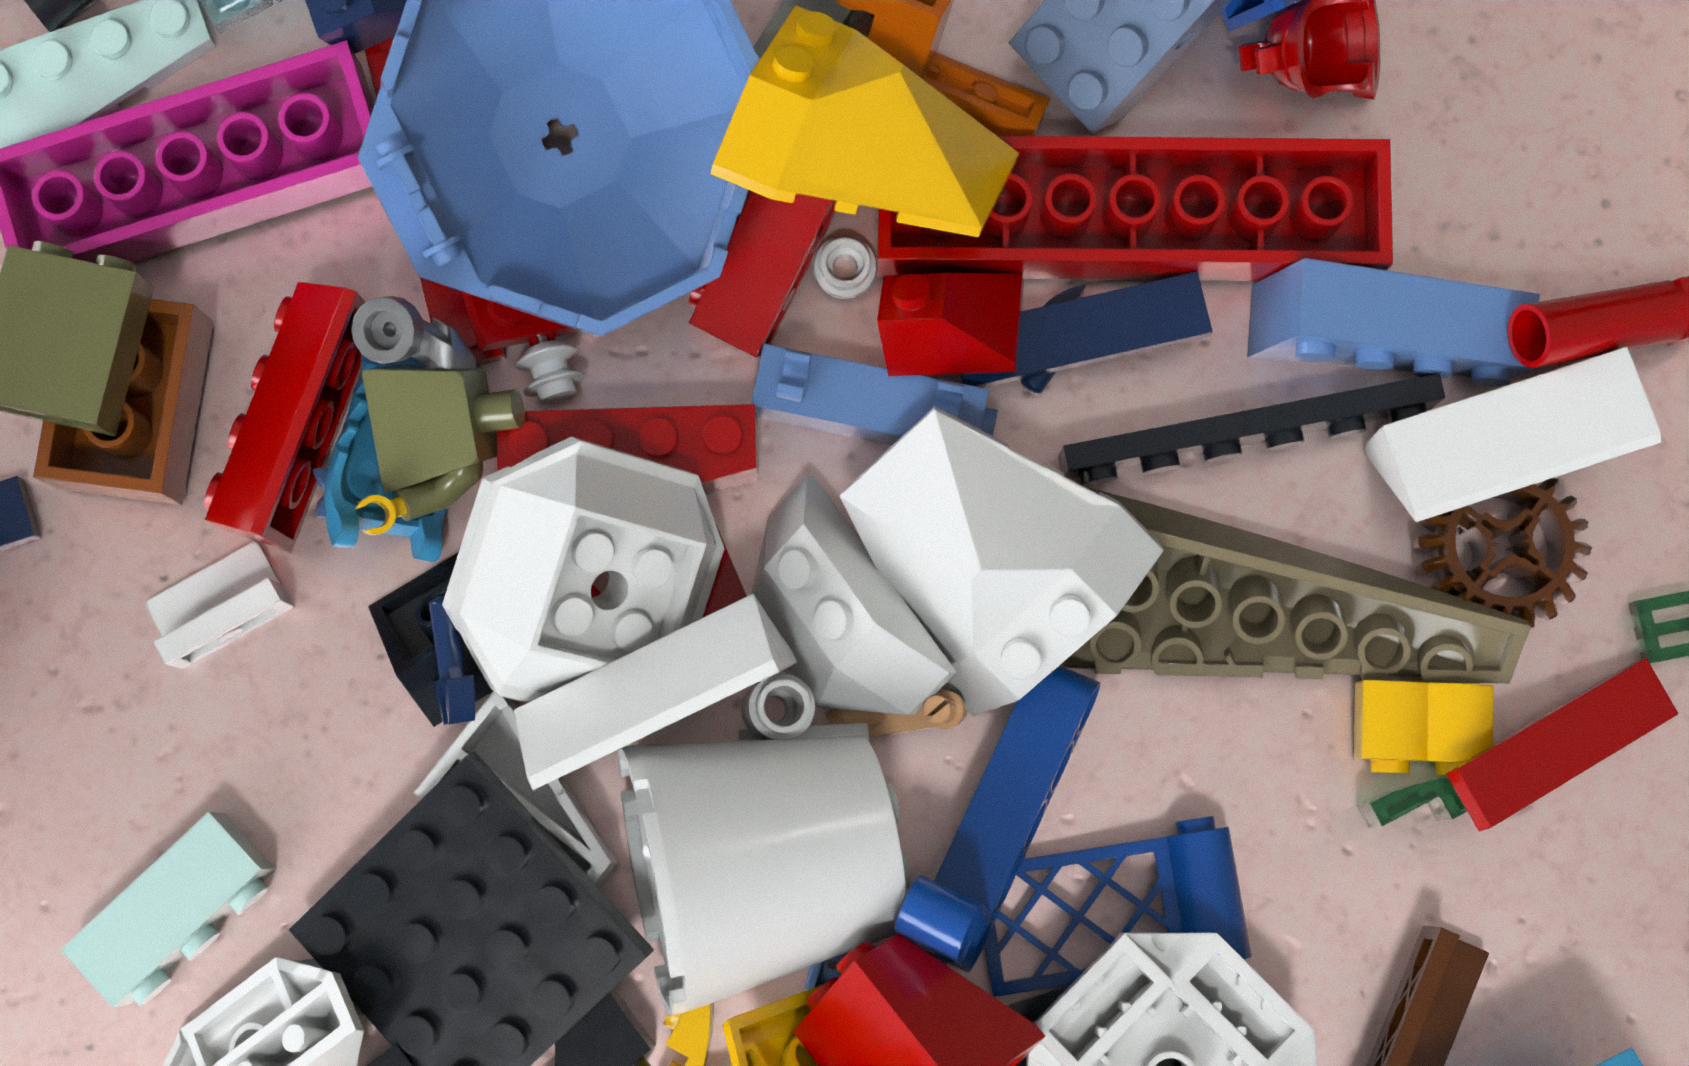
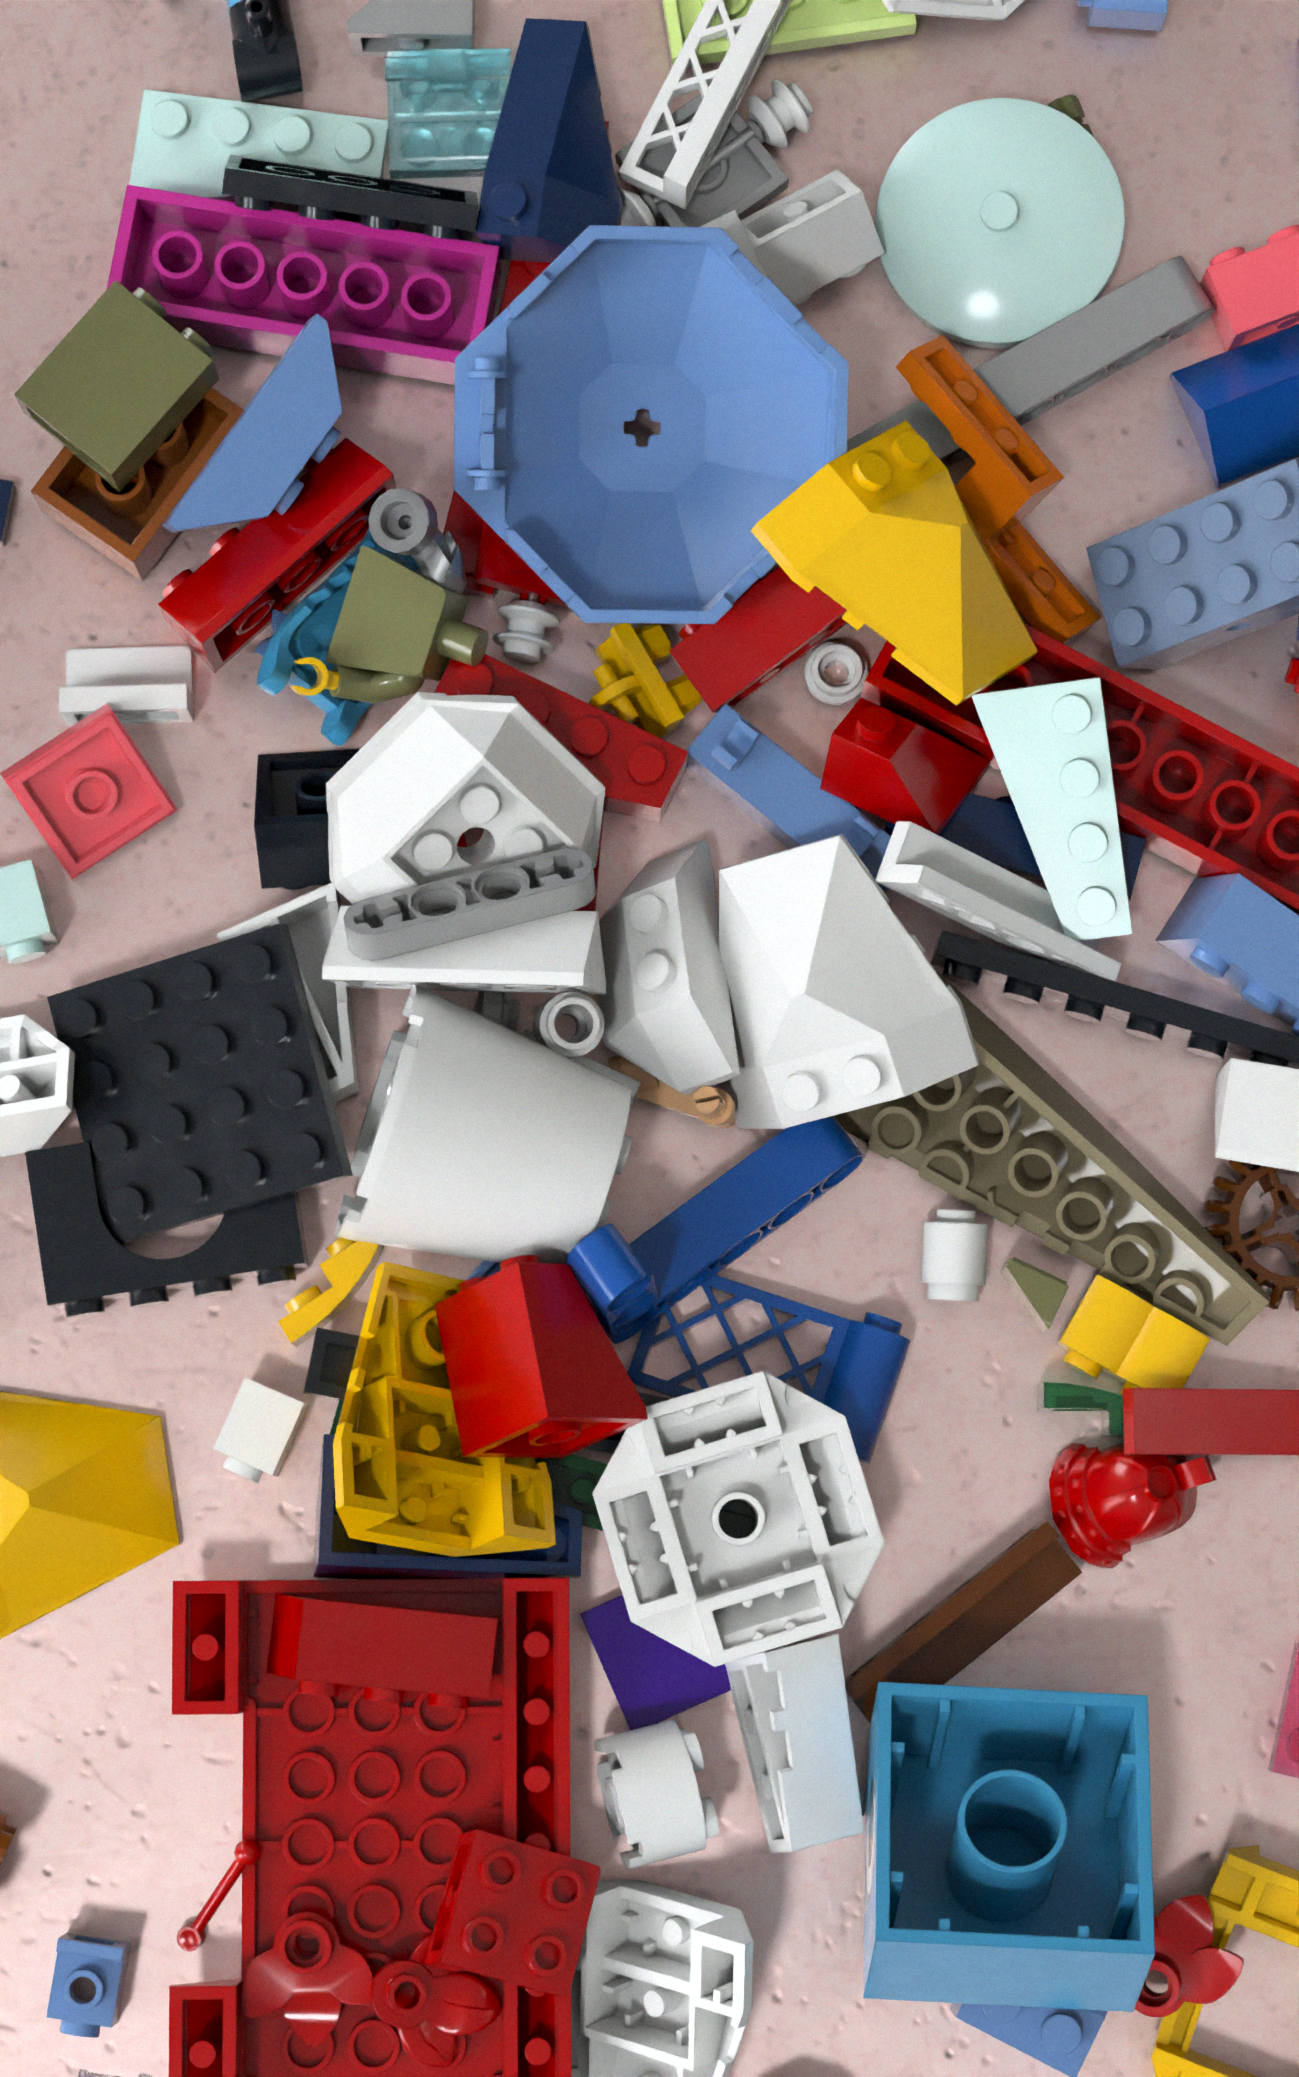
camera: 25 degrees right, 0 degrees up
(163, 73) = (325, 191): none -> black plate
(228, 319) = (270, 440): none -> medium blue wedge
(230, 721) = (89, 791): none -> coral plate
(454, 687) = (298, 861): dark blue bar -> none
(639, 653) = (379, 928): none -> light grey beam
(673, 369) = (634, 685): none -> yellow hips
(705, 726) = (498, 1008): none -> white plate
(1095, 396) = (984, 899): none -> white fence
(1105, 262) = (1062, 786): none -> light aqua wing
(1226, 730) = (954, 1256): none -> white brick
(1318, 723) = (1036, 1290): none -> olive slope
(1485, 876) = (1121, 1500): none -> red helmet

